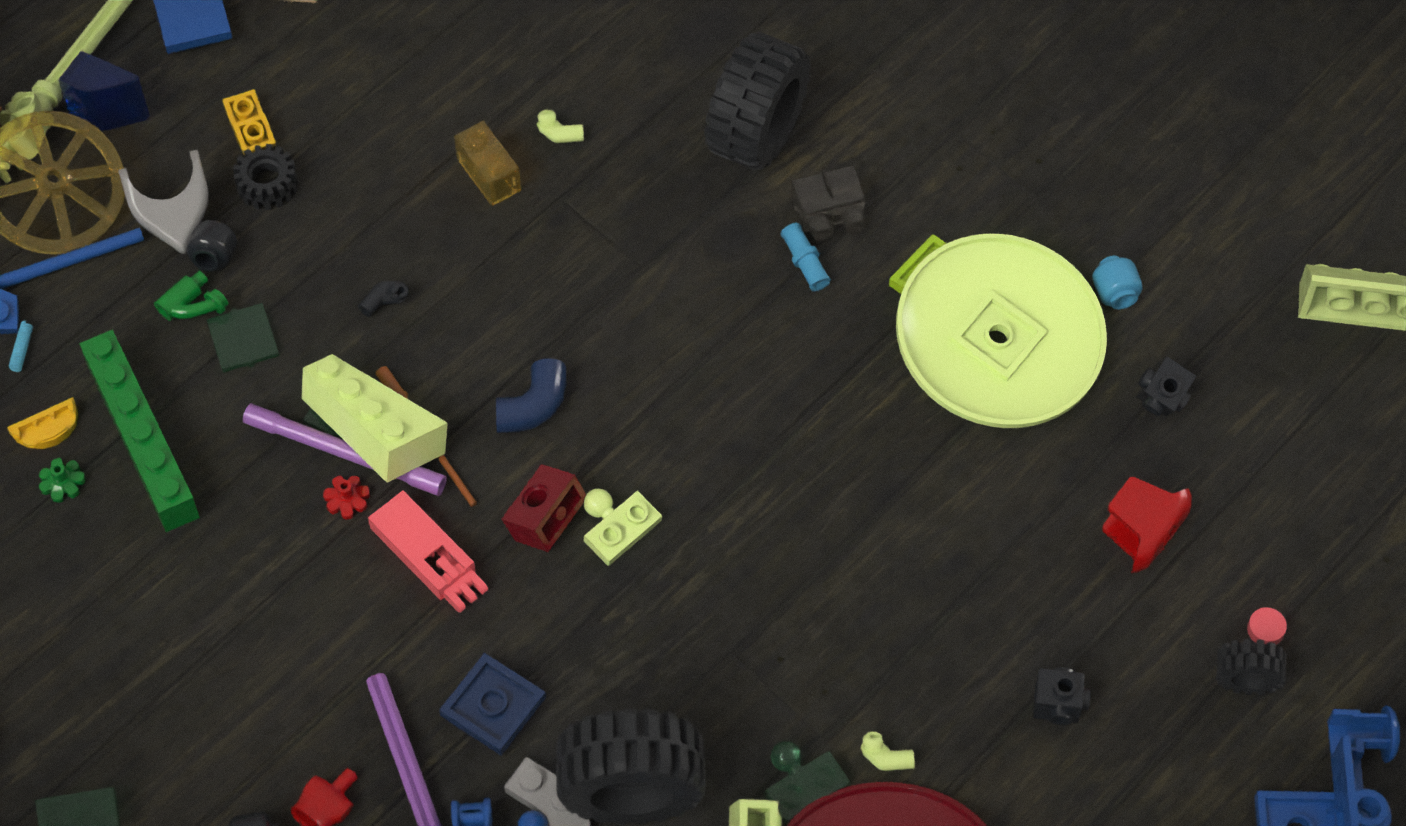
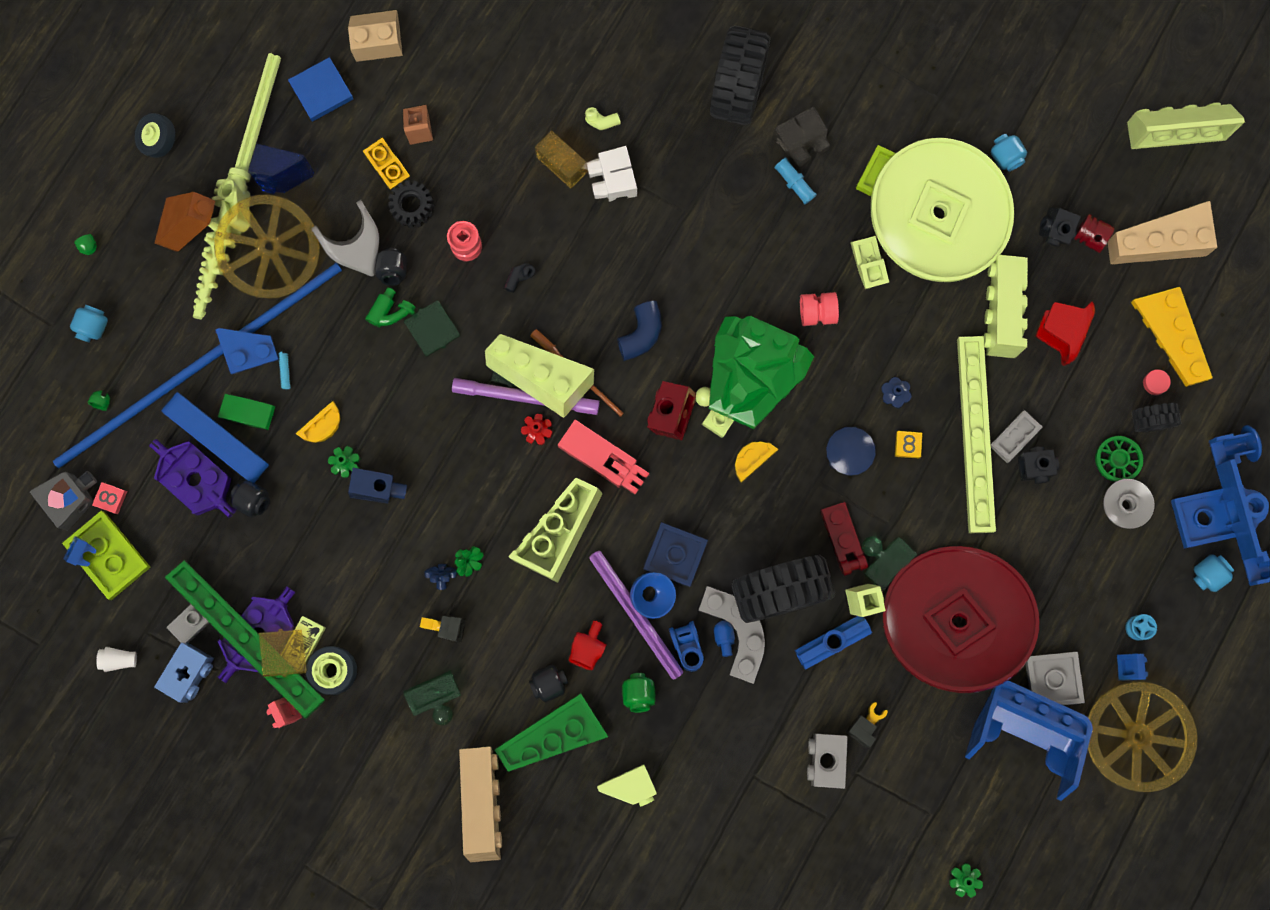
camera: 10 degrees left, 20 degrees up
(89, 513) = (364, 482): none -> dark blue torso
(131, 731) = (449, 627): none -> pearl dark grey piece
(139, 431) = (385, 416): green brick -> none
(145, 657) = (440, 575): none -> dark blue plant
(191, 645) = (468, 560): none -> green plant
(306, 86) = (417, 124): none -> nougat slope
(322, 233) = (464, 241): none -> coral wheel
(333, 631) = (559, 531): none -> yellowish green wedge
(455, 733) = (664, 595): none -> blue piece
(558, 196) = (616, 172): none -> white hips
(644, 600) = (752, 457): none -> yellow tile
(680, 477) = (754, 369): none -> green wedge
(747, 737) = (843, 538): none -> dark red plate
(789, 622) = (850, 451): none -> dark blue dish
(792, 421) = (819, 309): none -> coral wheel
(877, 631) = (908, 444): none -> yellow tile
(878, 565) = (893, 397): none -> dark blue plant
(883, 380) = (869, 262): none -> yellowish green slope
(883, 757) = (933, 531): yellowish green arm -> none
(979, 641) = (976, 435): none -> yellowish green plate
(1039, 650) = (1015, 436): none -> light grey plate
(1064, 476) = (1006, 307): none -> yellowish green wedge
(1187, 719) = (1119, 458): none -> green wheel
(1190, 765) = (1139, 499): none -> light grey dish
(1208, 403) = (1090, 228): none -> dark red piece
(1309, 566) = (1175, 333): none -> yellow wing
(1318, 435) = (1173, 236): none -> tan wedge

